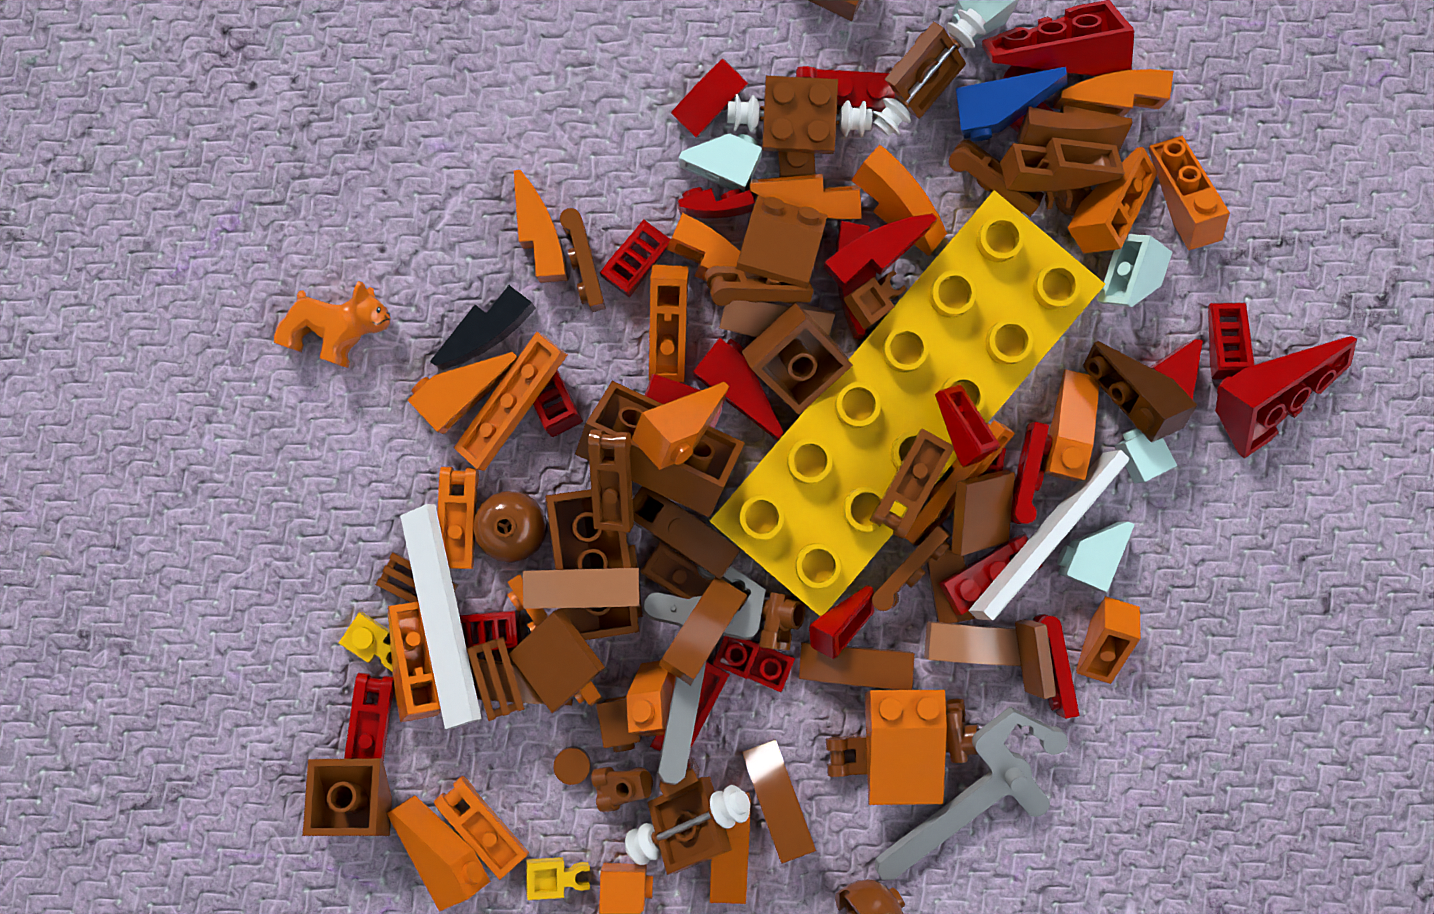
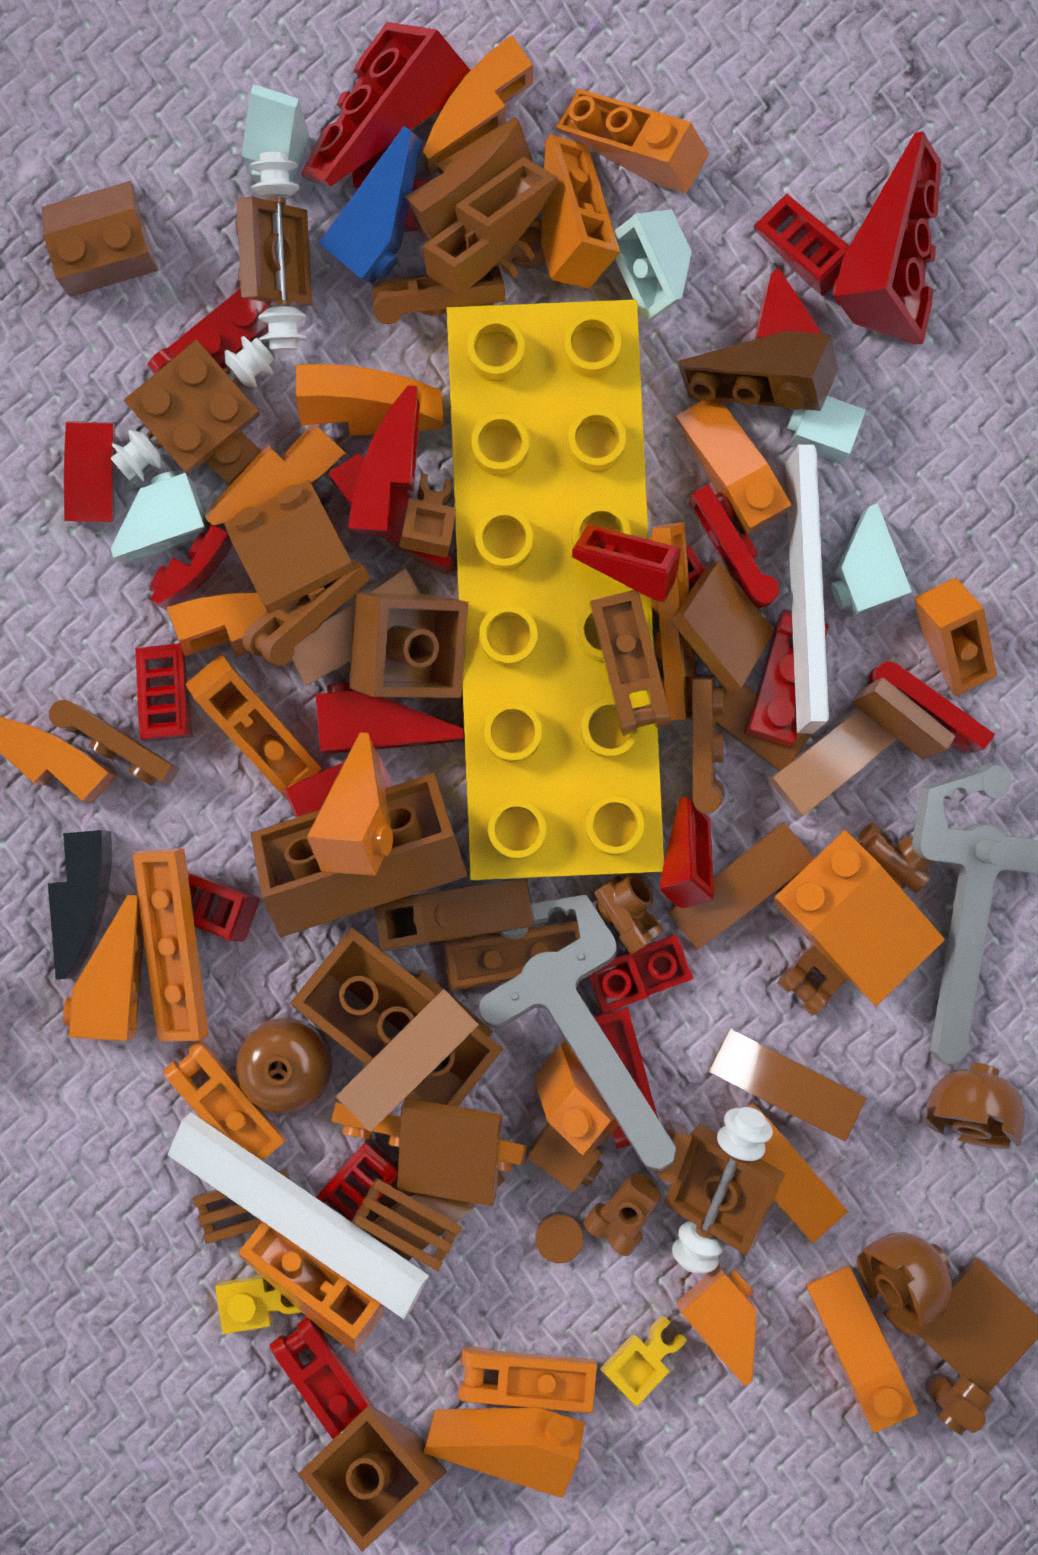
camera: 40 degrees left, 0 degrees up
(611, 481) = (339, 930): dark orange plate -> none
(702, 630) = (561, 991): dark orange slope -> none

